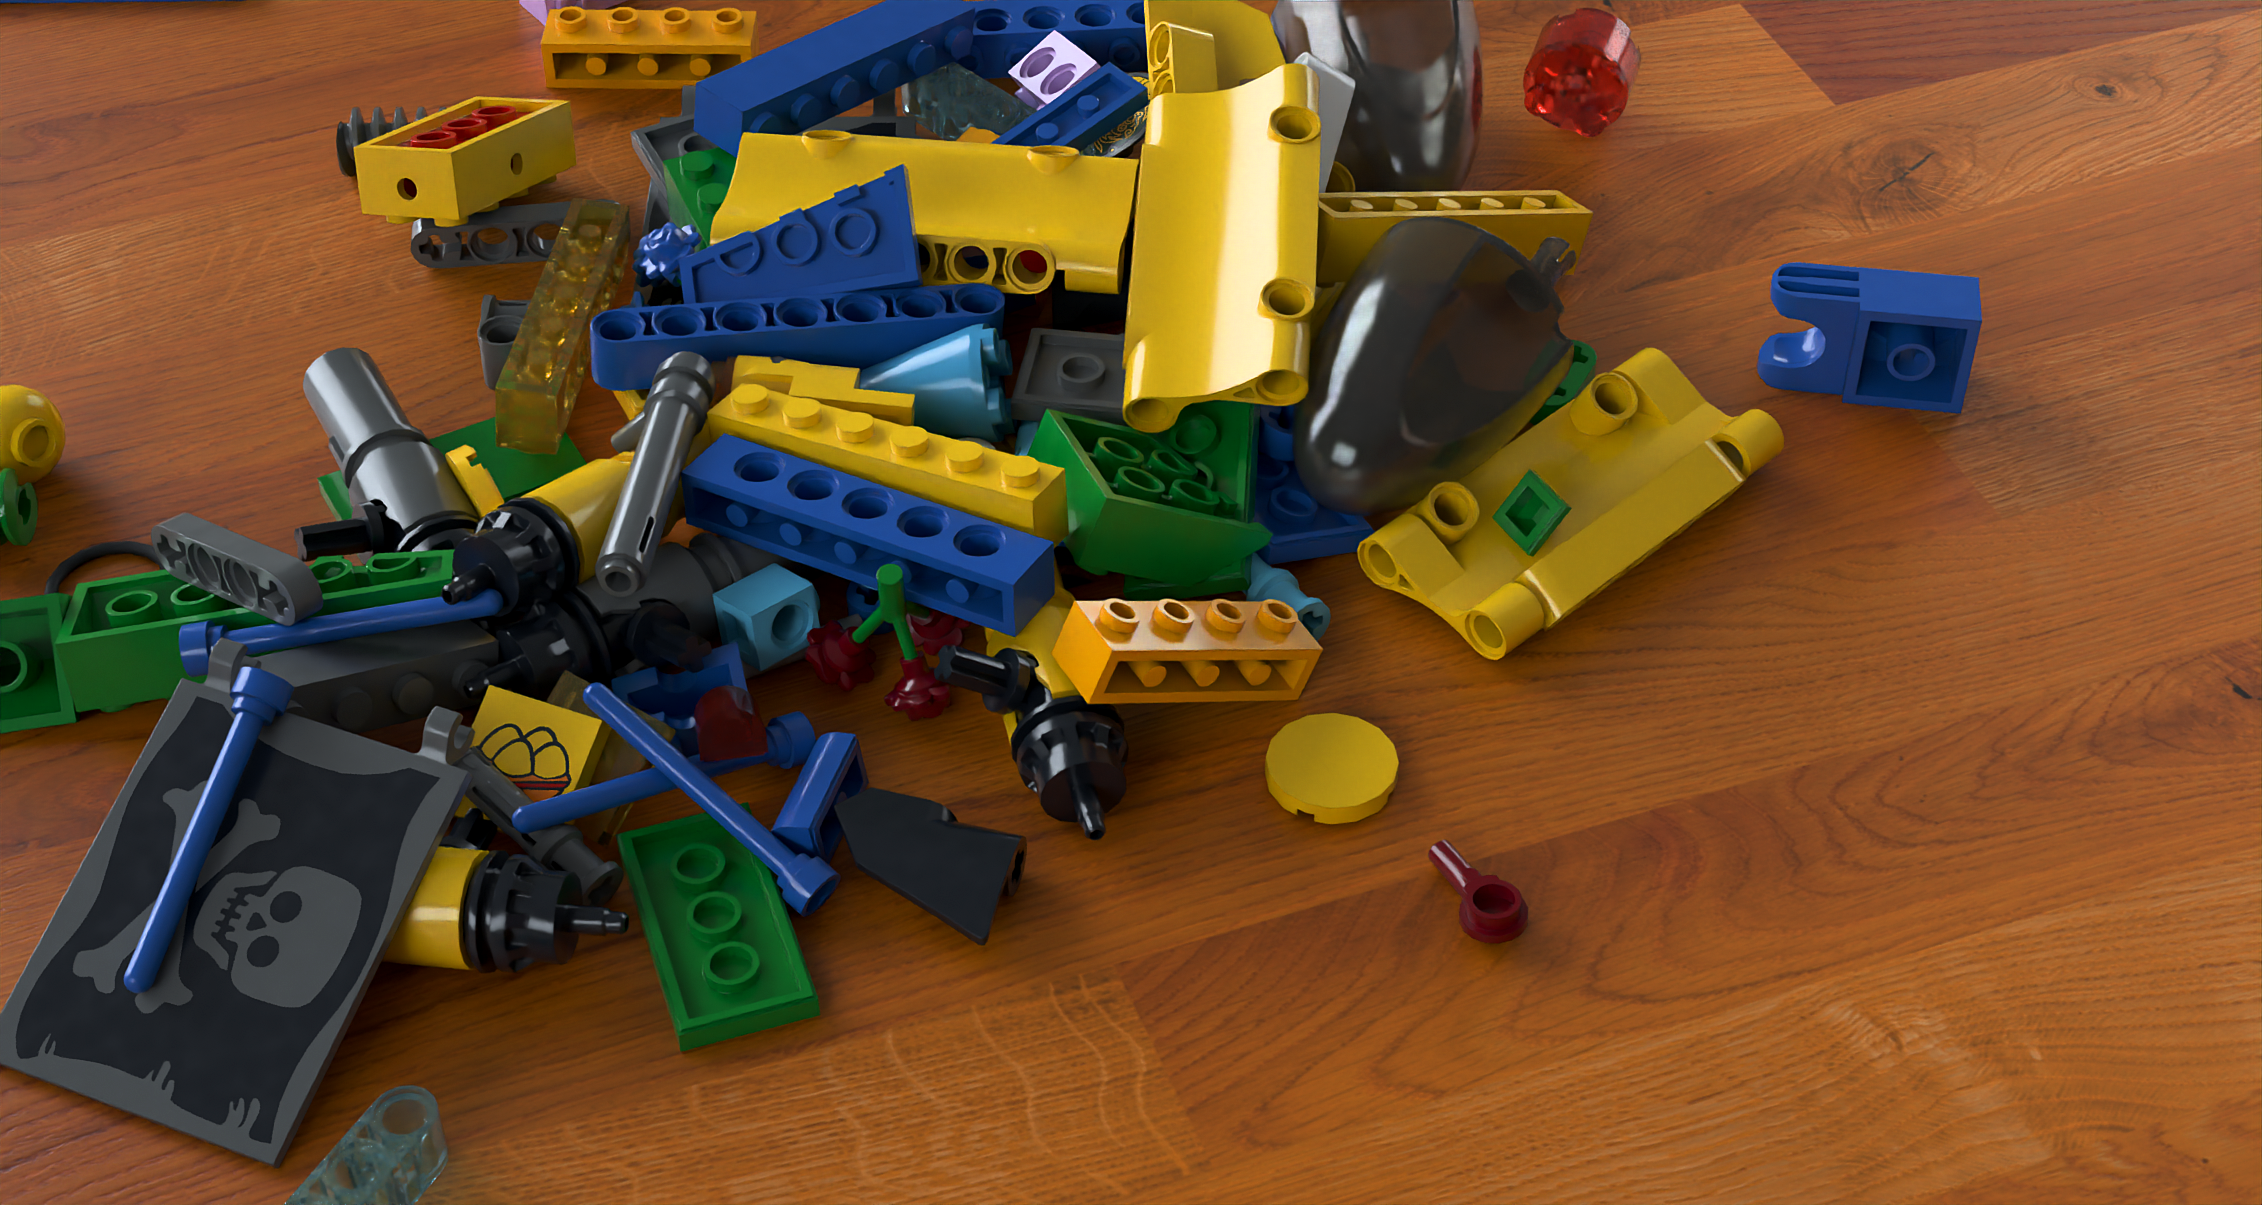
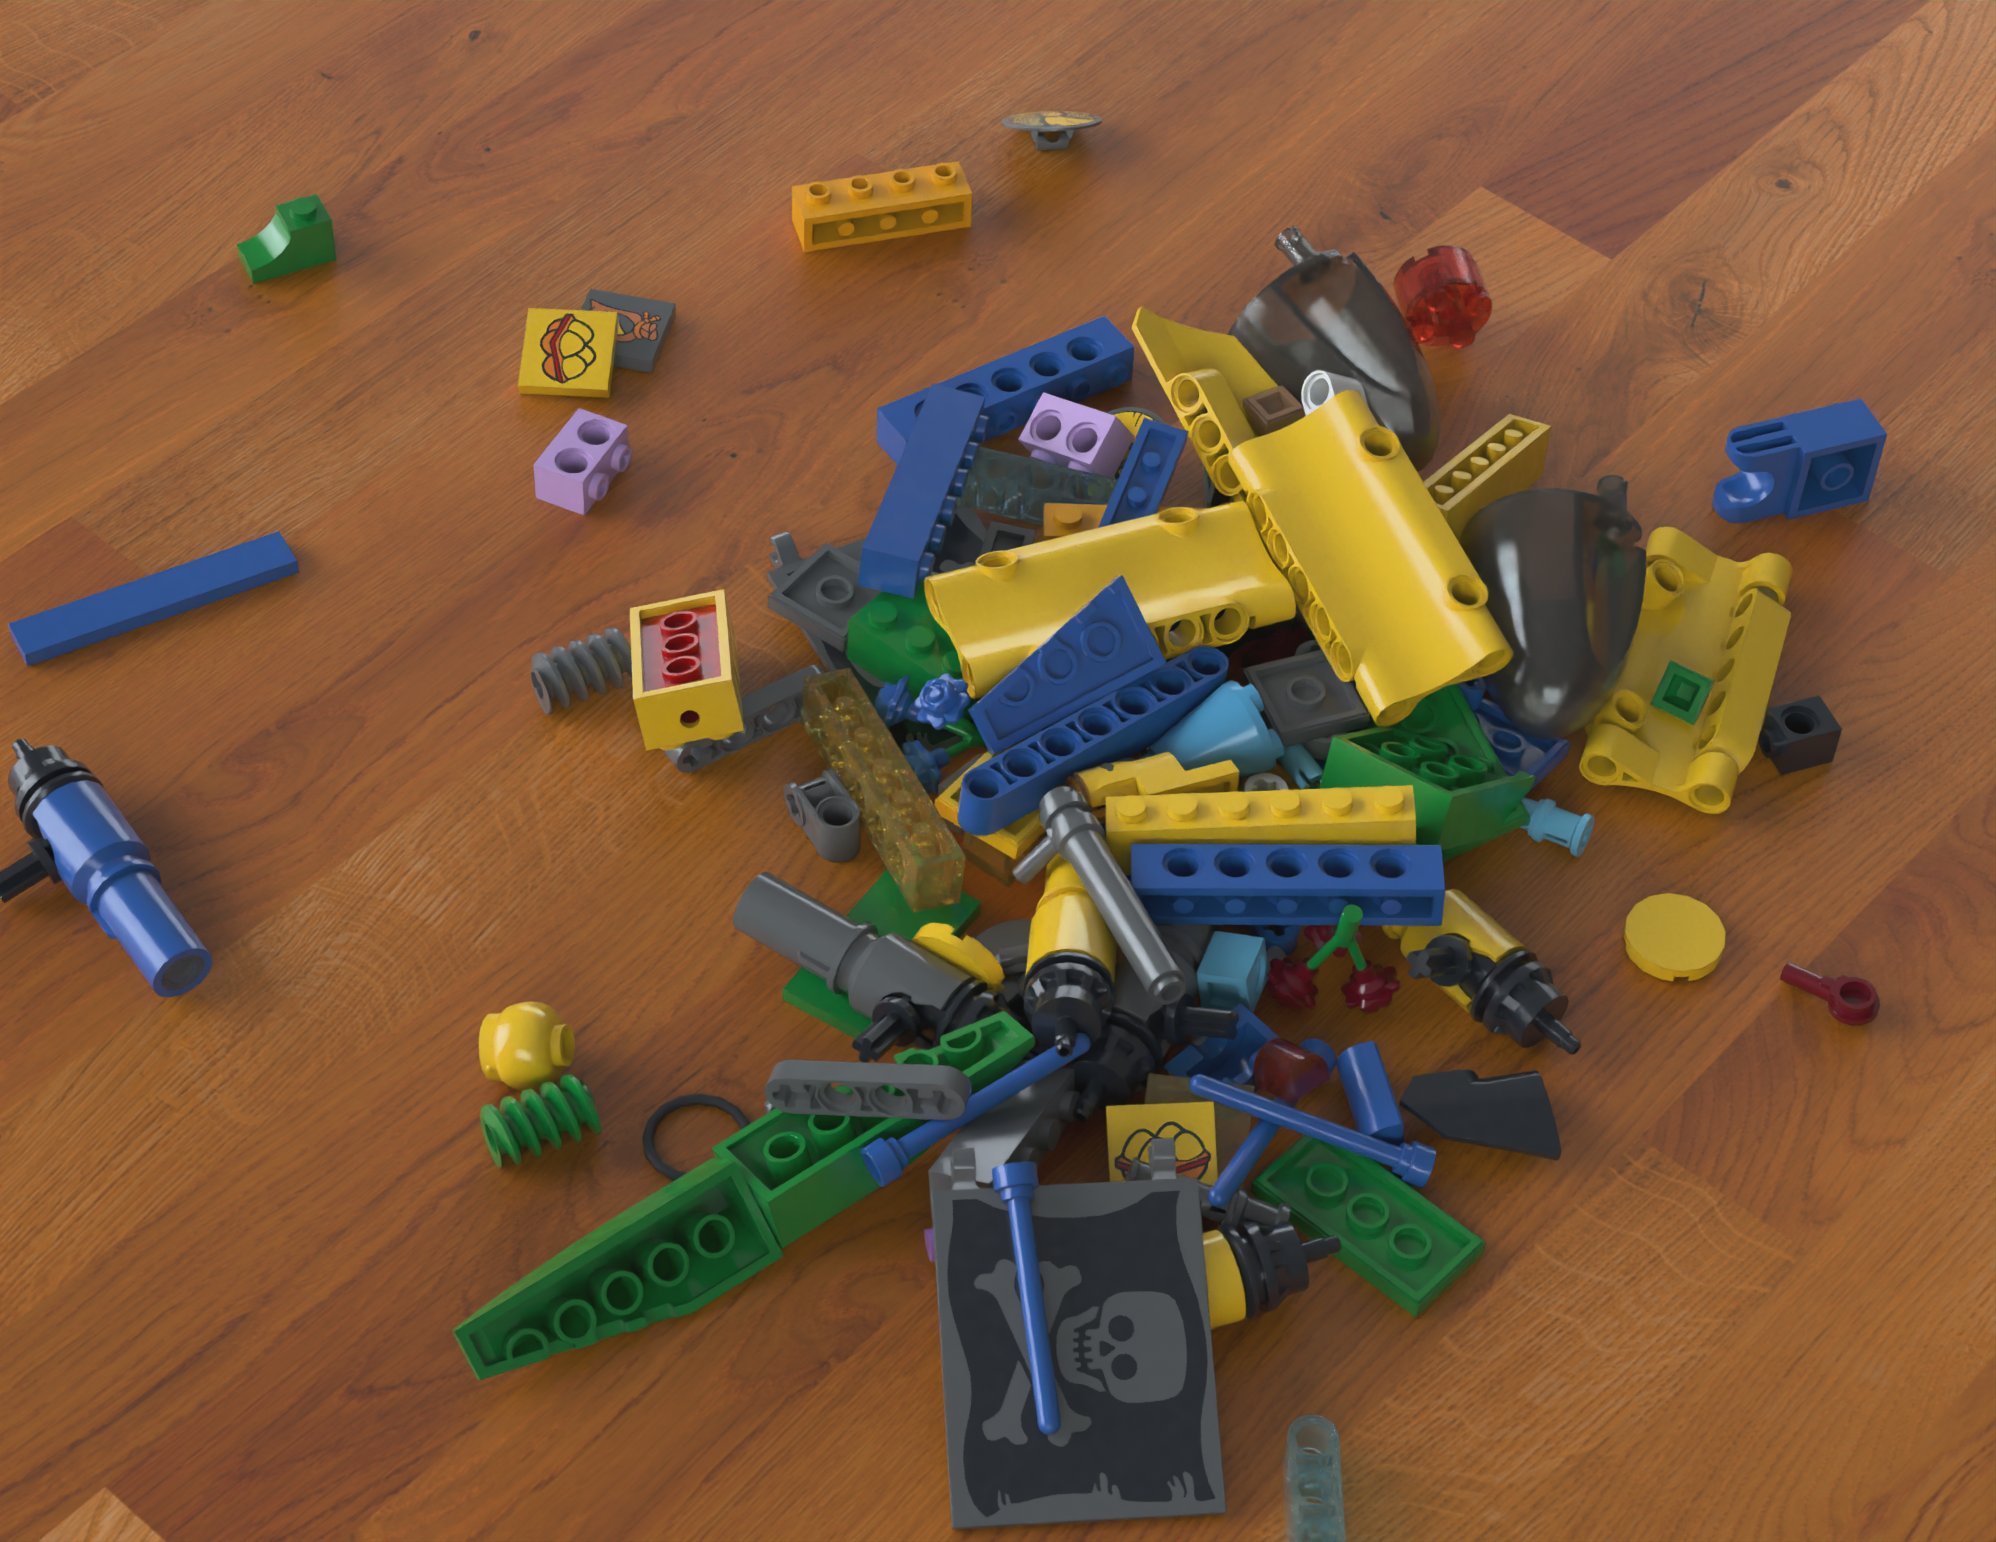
camera: 30 degrees left, 5 degrees up
(644, 46) = (705, 510): light orange brick -> none
(1185, 651) = (1548, 890): light orange brick -> none
(1656, 609) = (1799, 735): none -> black brick

